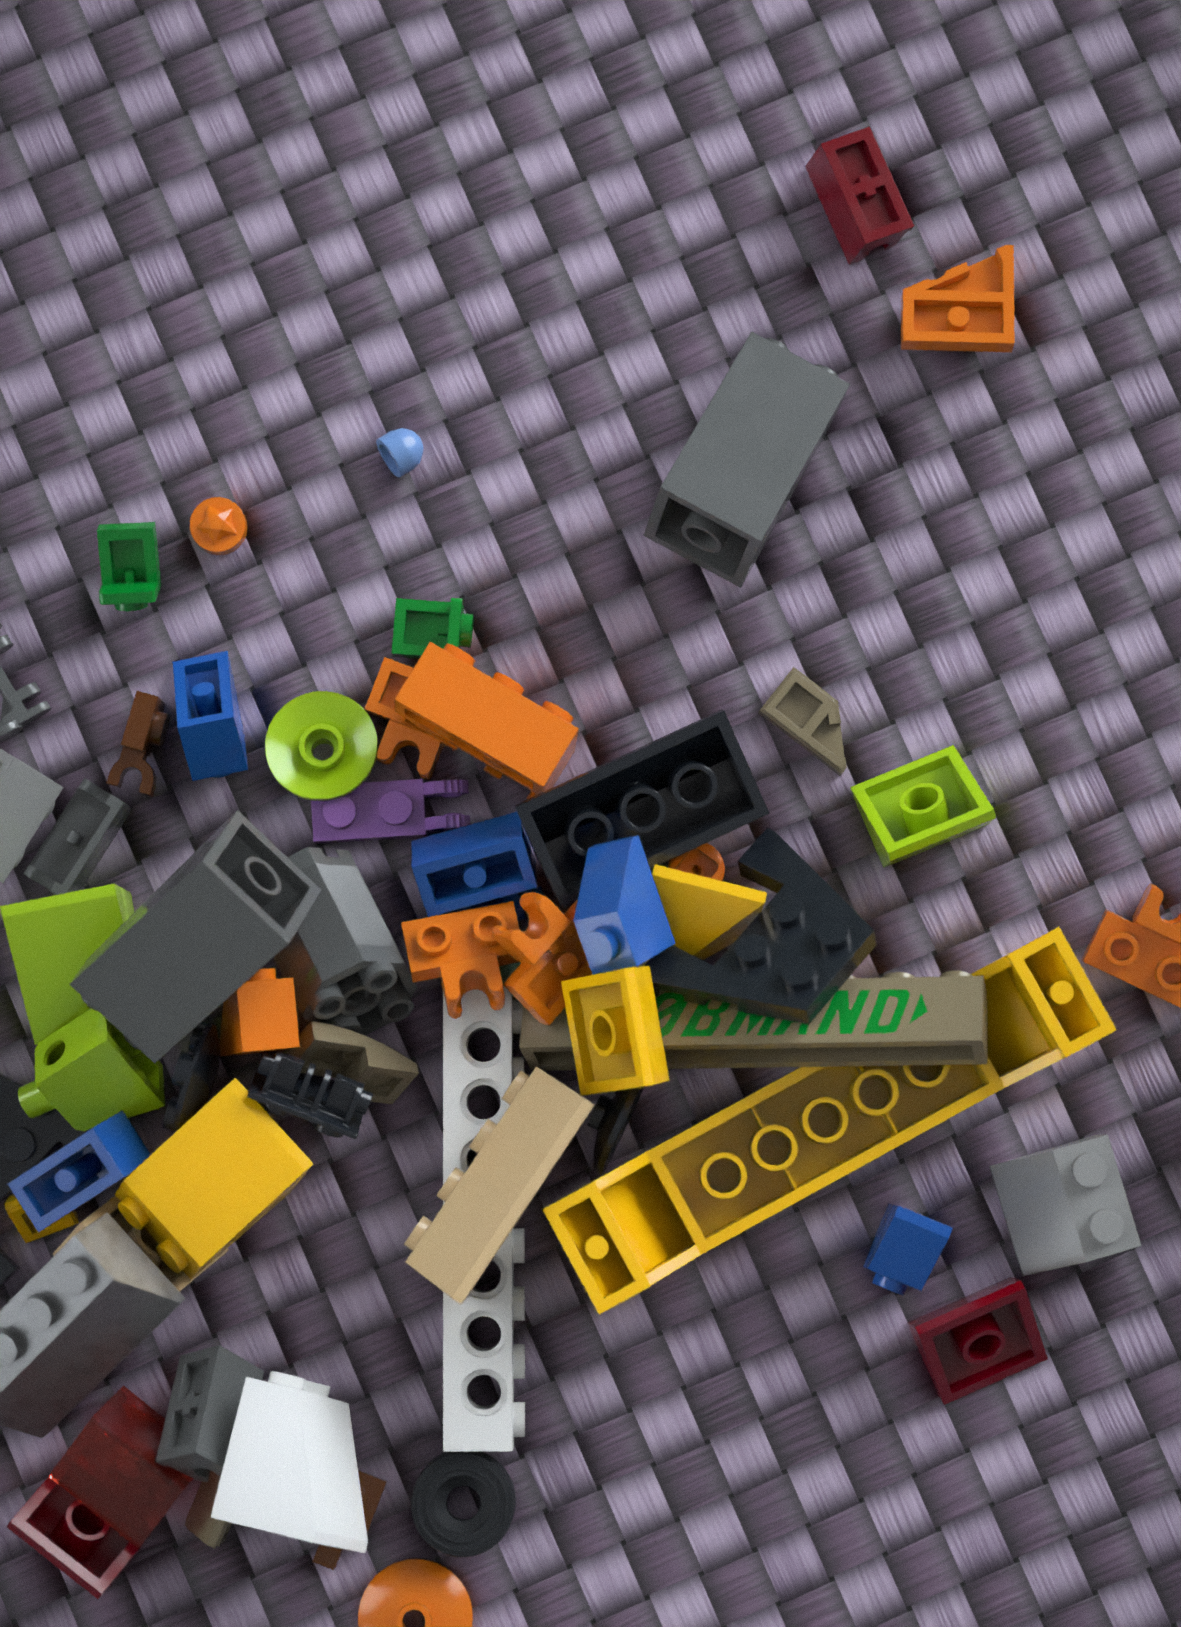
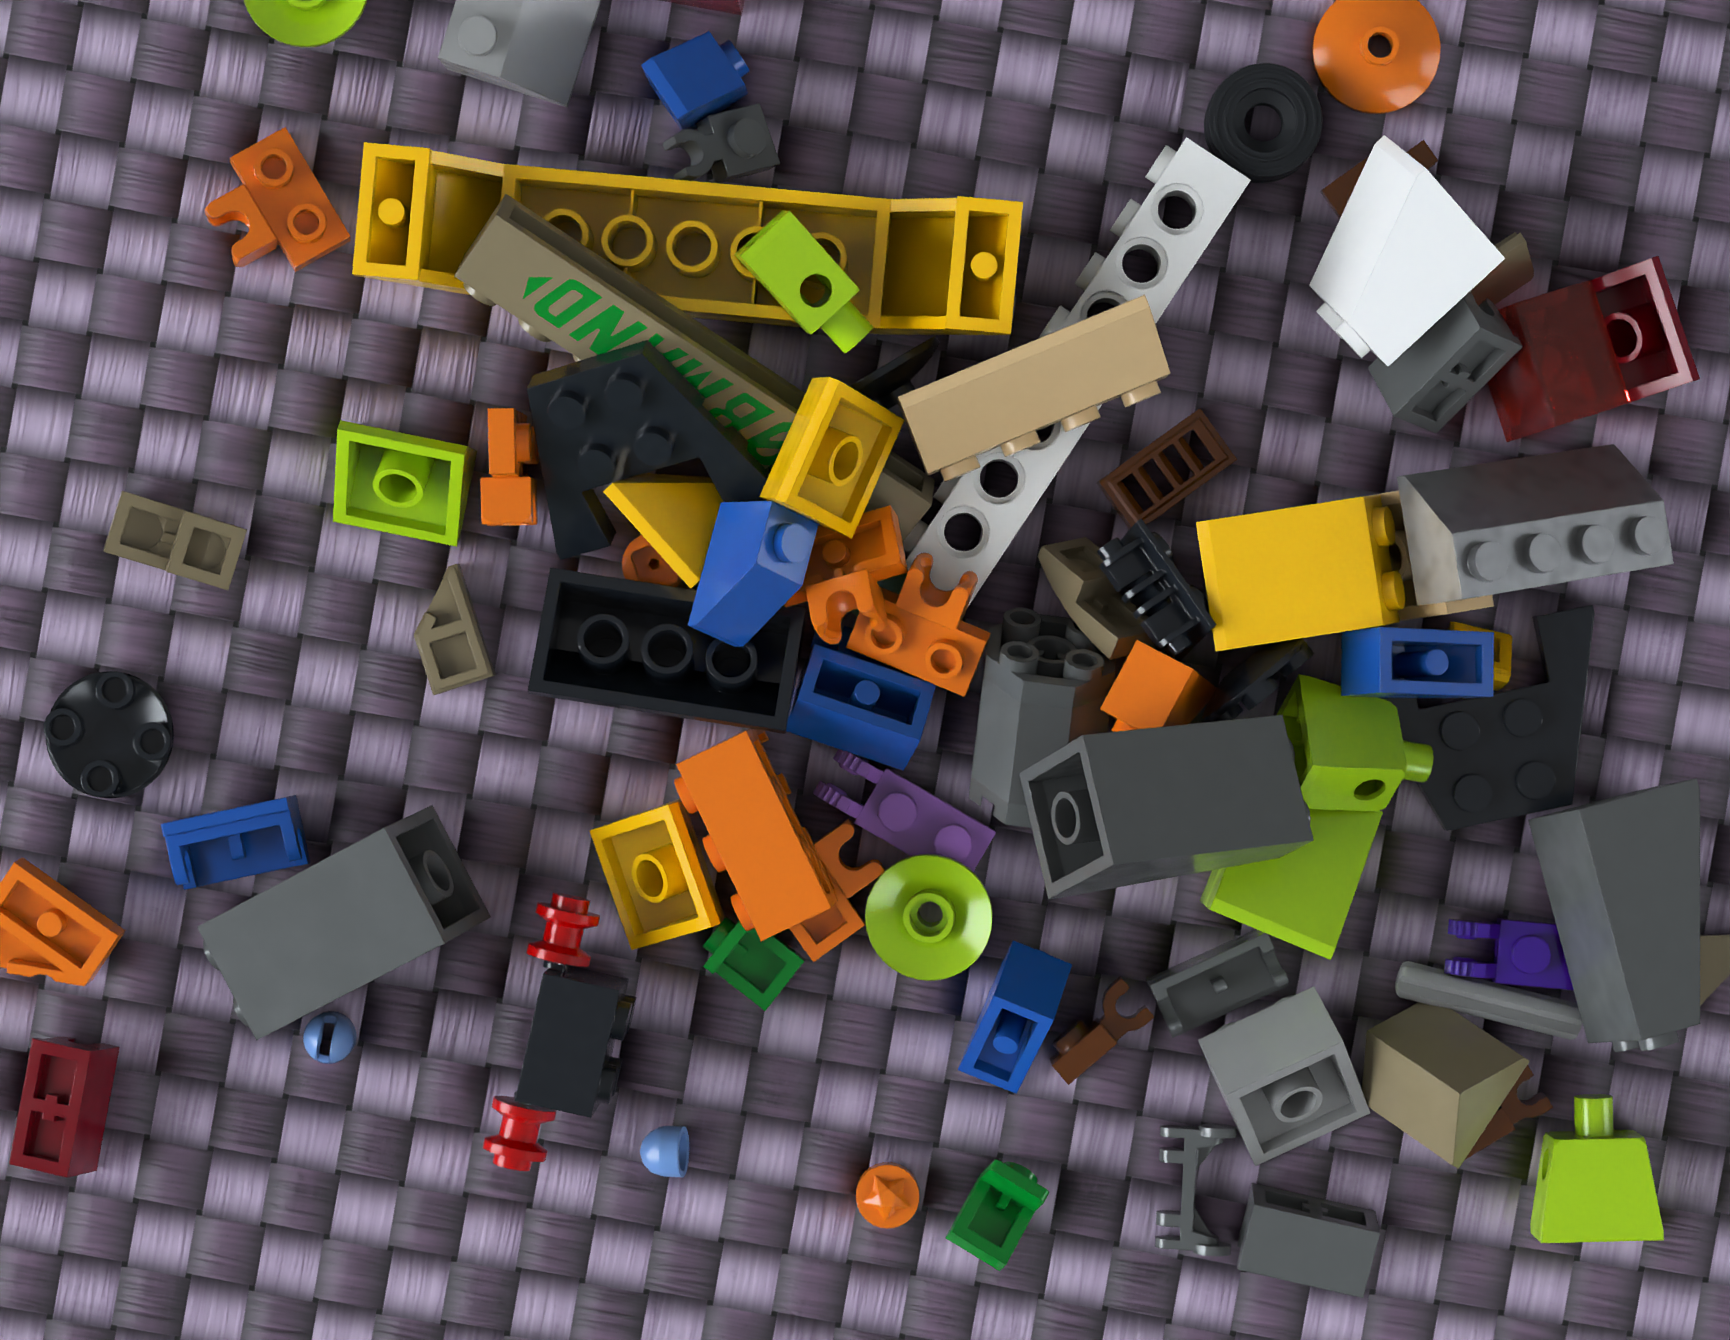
camera: 145 degrees left, 5 degrees up
(383, 1149) = (1124, 501): none -> reddish brown slope
(524, 484) = (570, 1037): none -> black brick
(540, 645) = (657, 875): none -> yellow slope
(691, 377) = (342, 1039): none -> medium blue hinge
(747, 1154) = (783, 258): none -> lime torso
(838, 848) = (510, 494): none -> orange plate
(851, 1216) = (727, 143): none -> dark grey plate
(864, 465) = (236, 842): none -> blue hinge
(1009, 481) = (109, 734): none -> black dish
(1058, 654) = (175, 540): none -> dark tan slope

